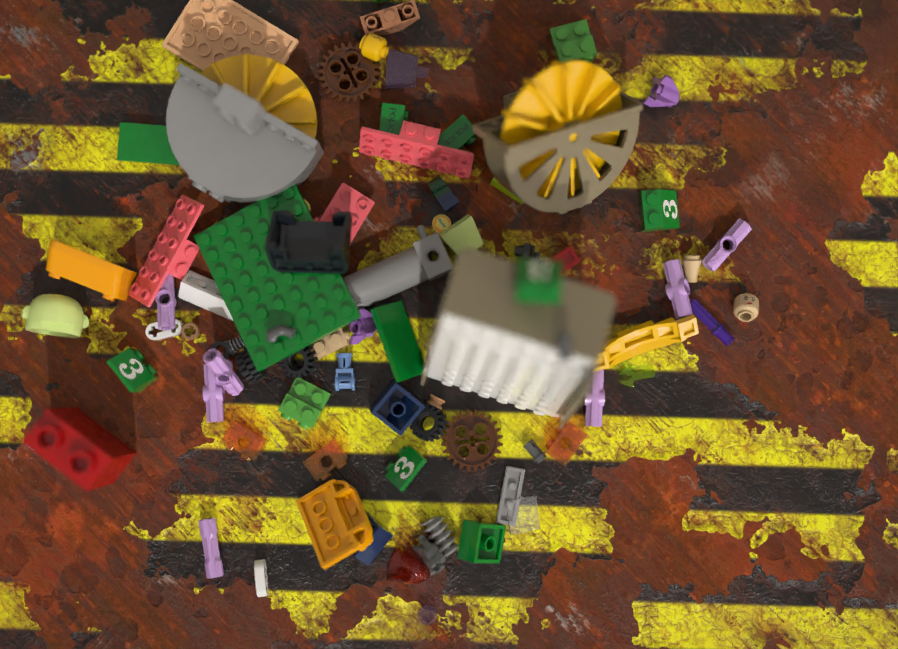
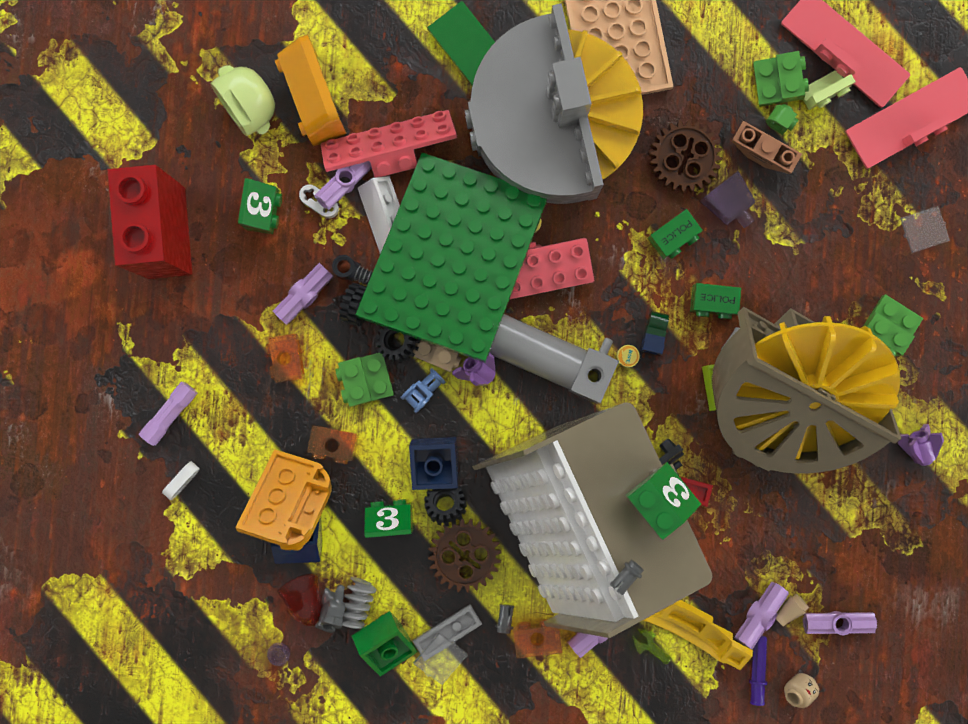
camera: 50 degrees right, 0 degrees up
(188, 326) = (334, 231): medium nougat bush -> none
(223, 372) = (328, 286): lavender piece -> none
(279, 330) = (407, 301): dark grey arm -> none
(309, 245) = (506, 260): black windscreen -> none
(374, 47) = (728, 157): yellow head -> none
(398, 341) = (492, 412): green tile -> none
(417, 147) = (676, 275): coral bracket -> none
(435, 401) = (469, 492): medium nougat bush -> none
(462, 235) = (634, 384): yellowish green torso -> none
(658, 210) = (814, 534): green slope -> none

